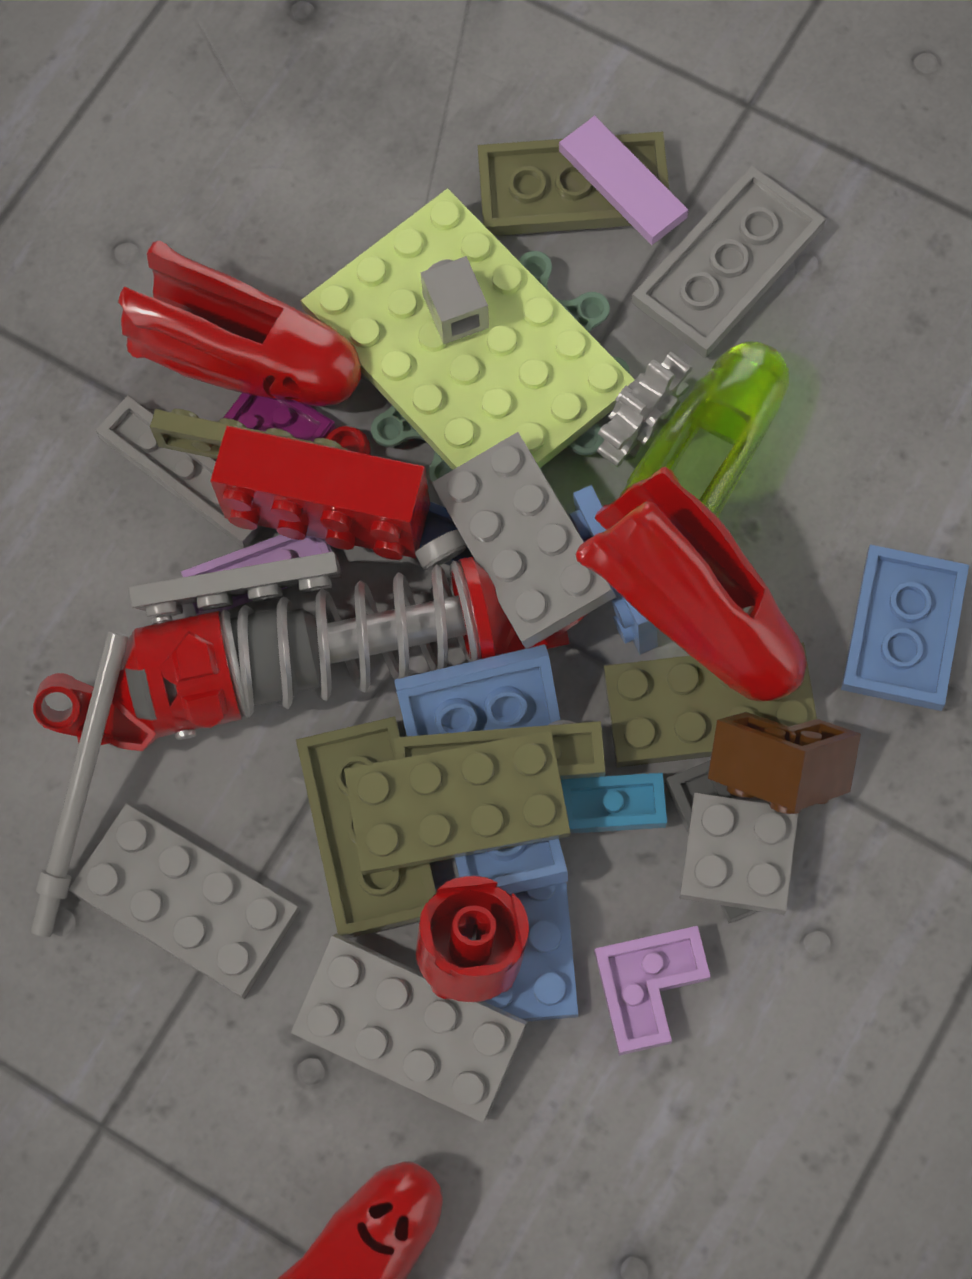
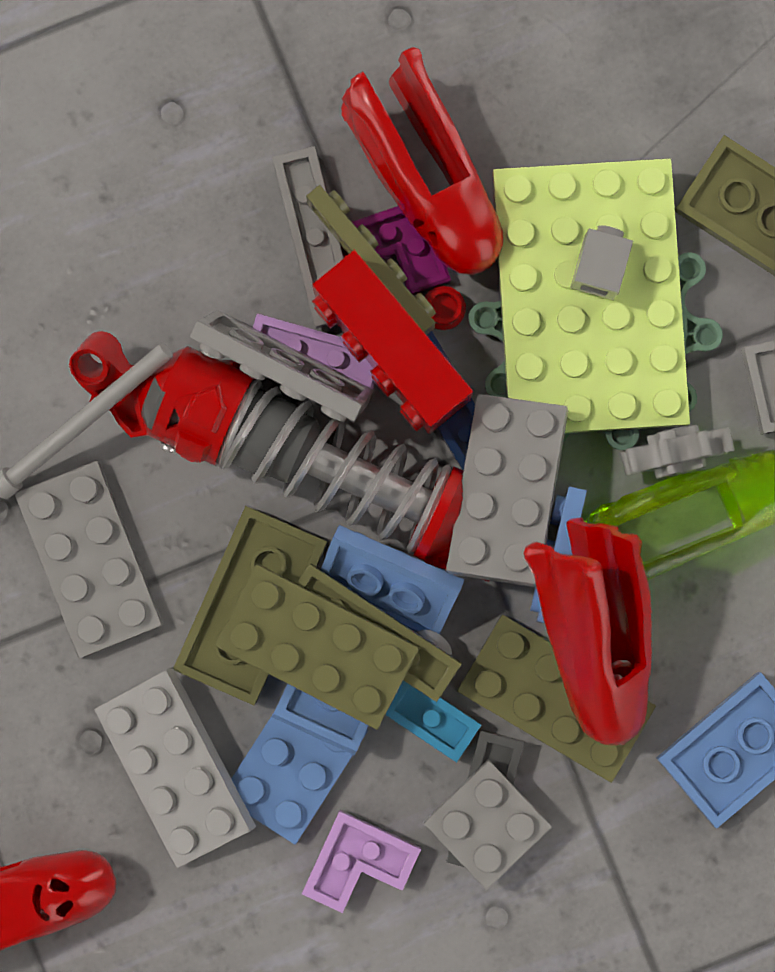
camera: 35 degrees right, 15 degrees up
(441, 550) = (447, 447): light grey tile -> none
(479, 966) = (278, 744): red brick -> none
(783, 763) = (563, 790): reddish brown brick -> none

